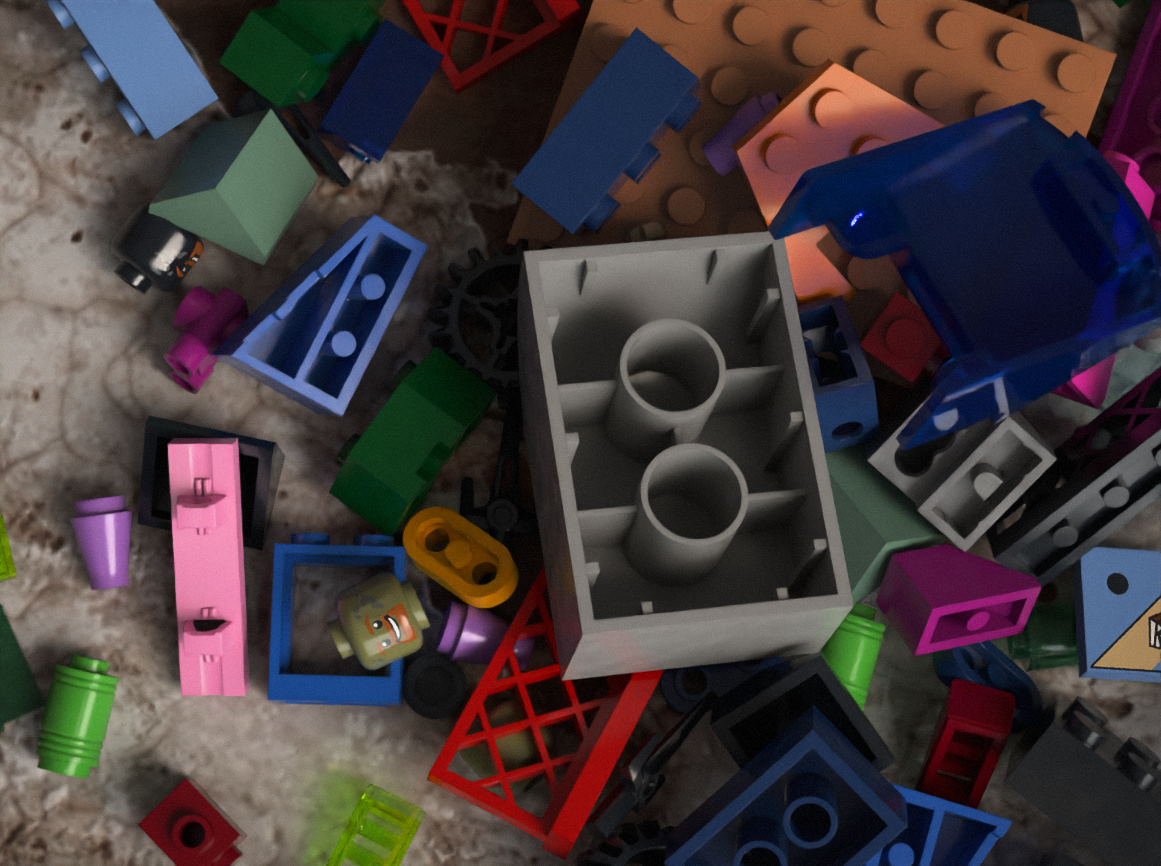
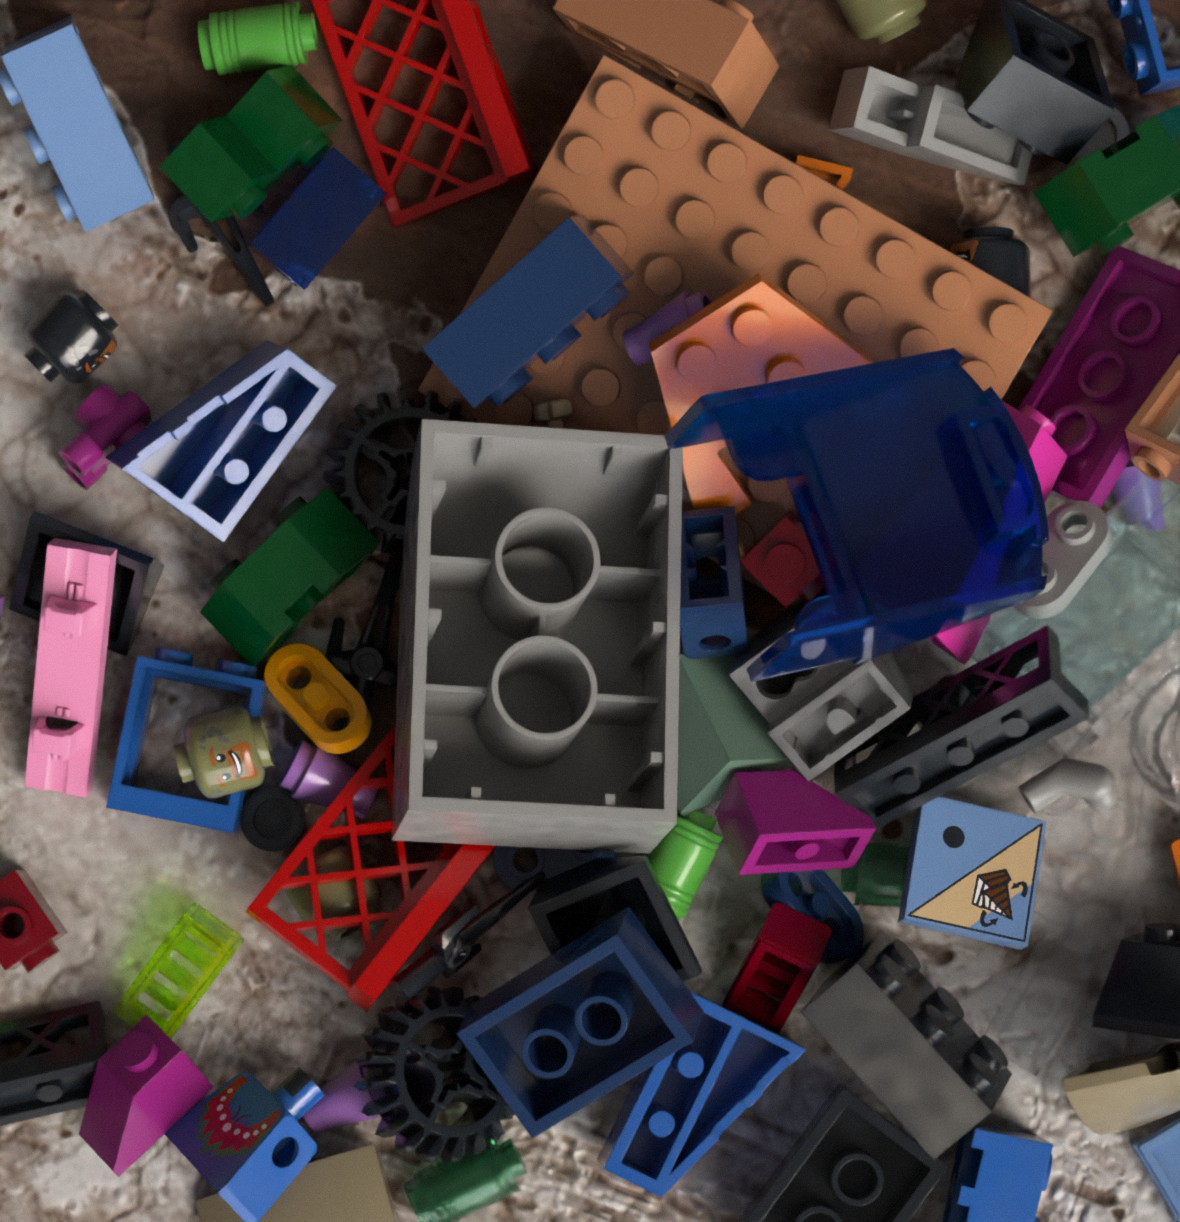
camera: 15 degrees right, 5 degrees up
(239, 185) = (160, 290): sand green slope -> none

